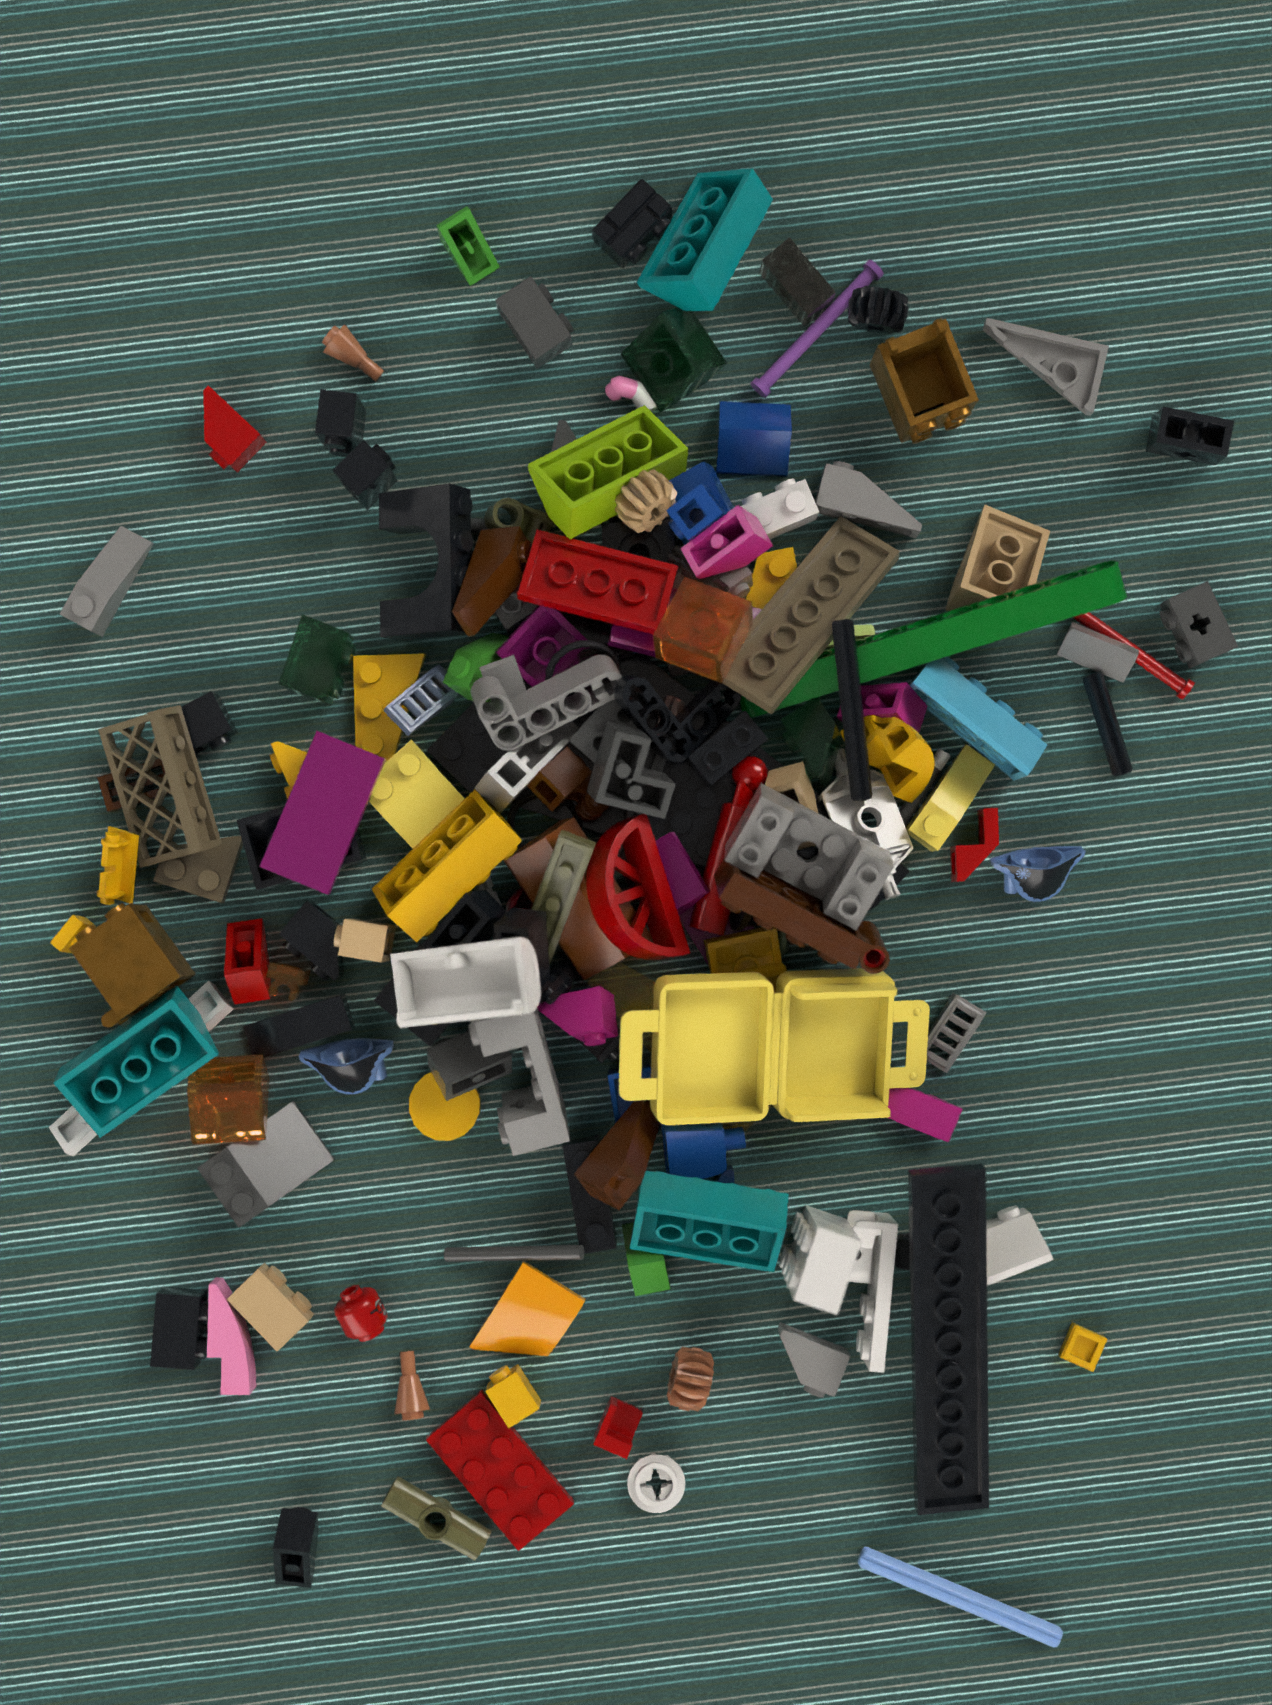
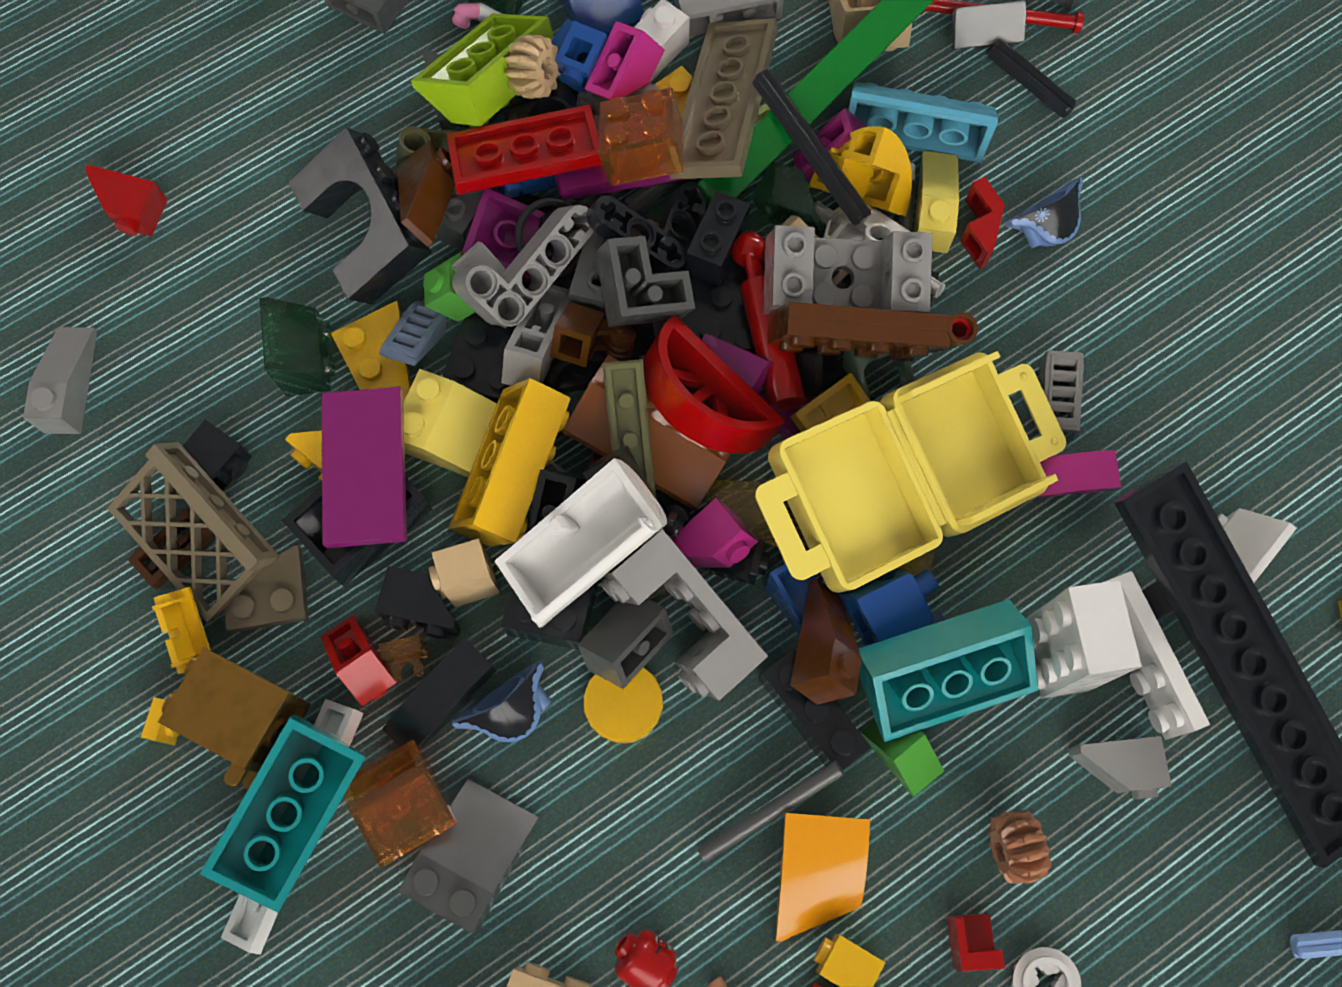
camera: 25 degrees left, 15 degrees down
(340, 421) = (224, 138): black brick -> none
(344, 347) = (204, 89): nougat cone -> none
(366, 473) = (266, 168): black brick -> none

